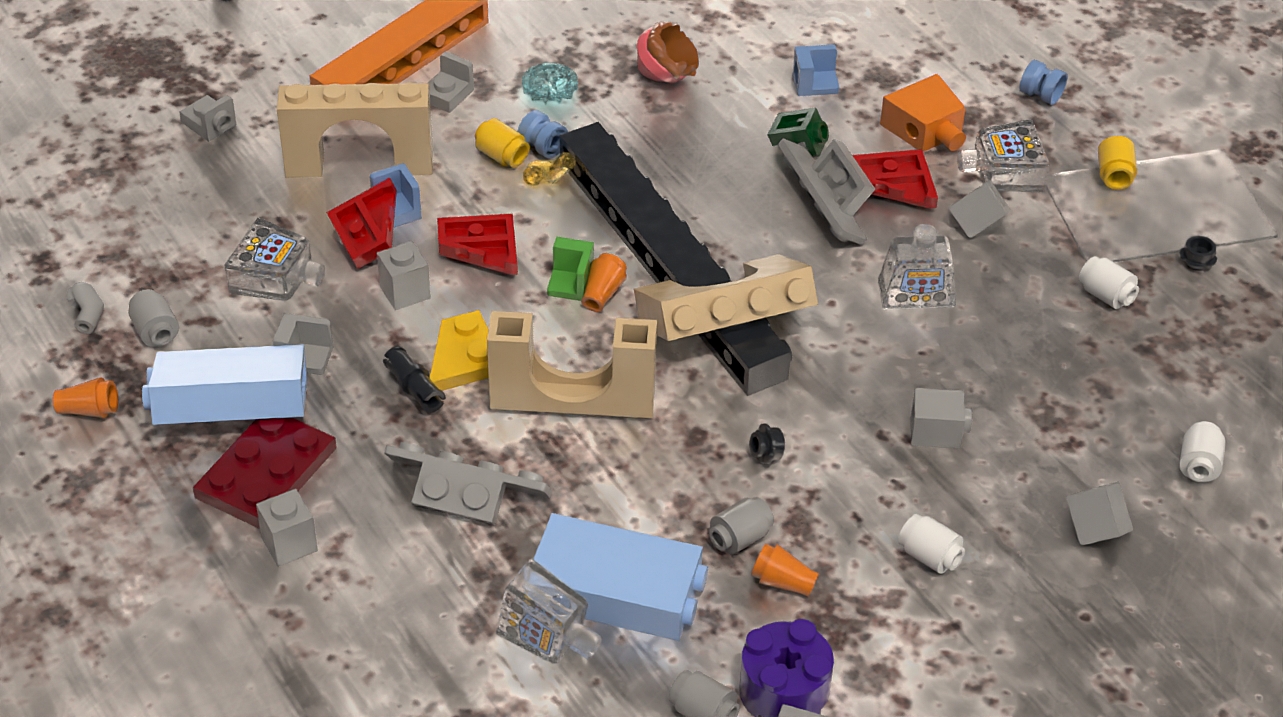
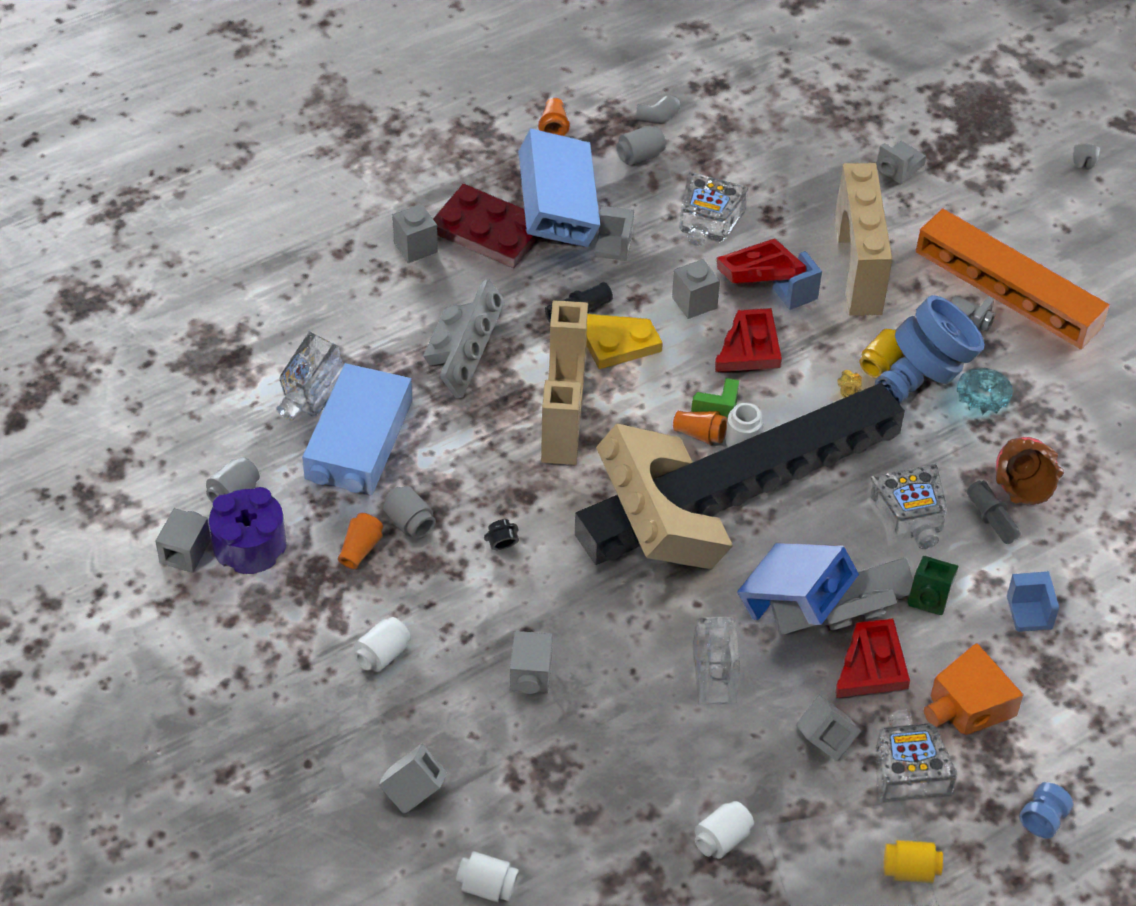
camera: 90 degrees right, 5 degrees up
(507, 86) = (939, 339): none -> medium blue wheel
(619, 237) = (743, 423): none -> white brick
(706, 136) = (910, 504): none -> clear torso
(708, 87) = (993, 511): none -> dark grey axle
(826, 203) = (801, 573): none -> panel

